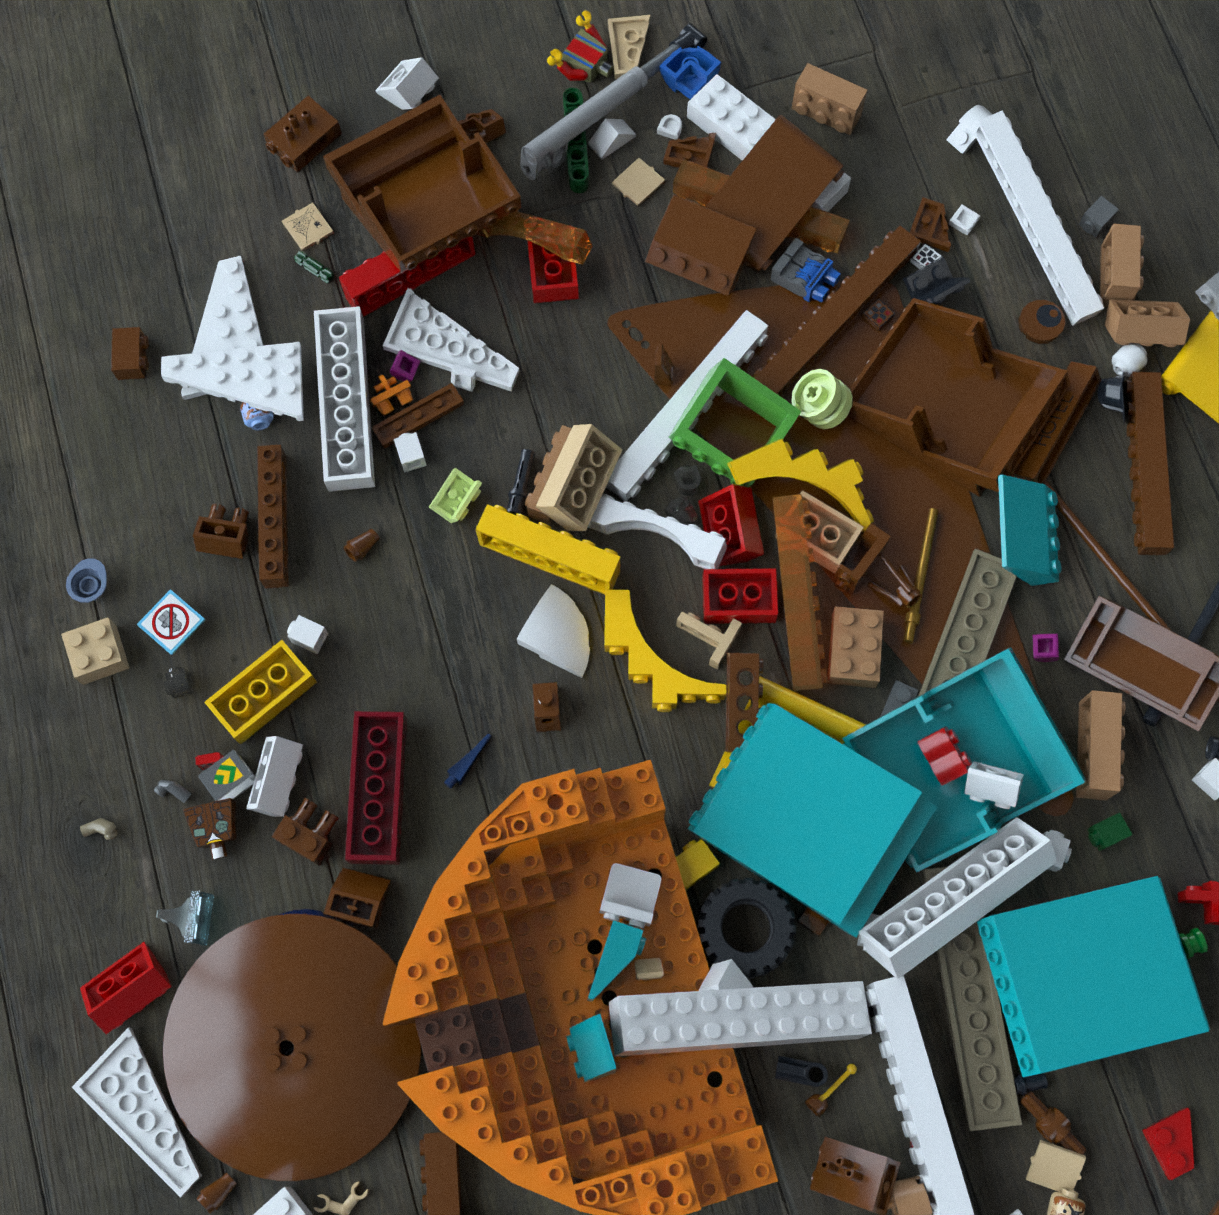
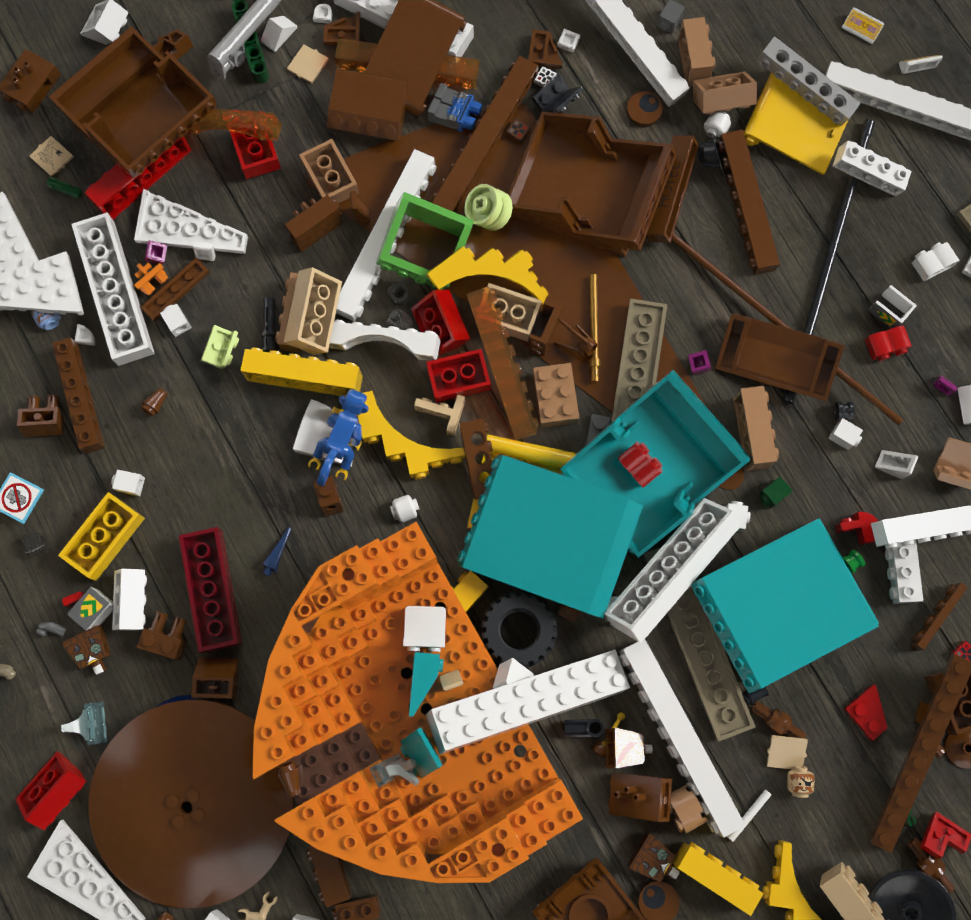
camera: 15 degrees left, 5 degrees up
(295, 447) = (84, 336): none -> white tile
(426, 1035) = (289, 777): none -> reddish brown cone
(554, 1060) = (393, 768): none -> piece
(584, 635) = (345, 433): none -> blue animal
(604, 371) = (314, 221): none -> reddish brown piece
(635, 317) = (329, 171): none -> medium nougat brick
(636, 743) = (404, 508): none -> white head
(848, 1110) = (625, 748): none -> torso
(993, 785) = (682, 478): white slope -> none
(1029, 530) = (668, 275): teal slope -> none

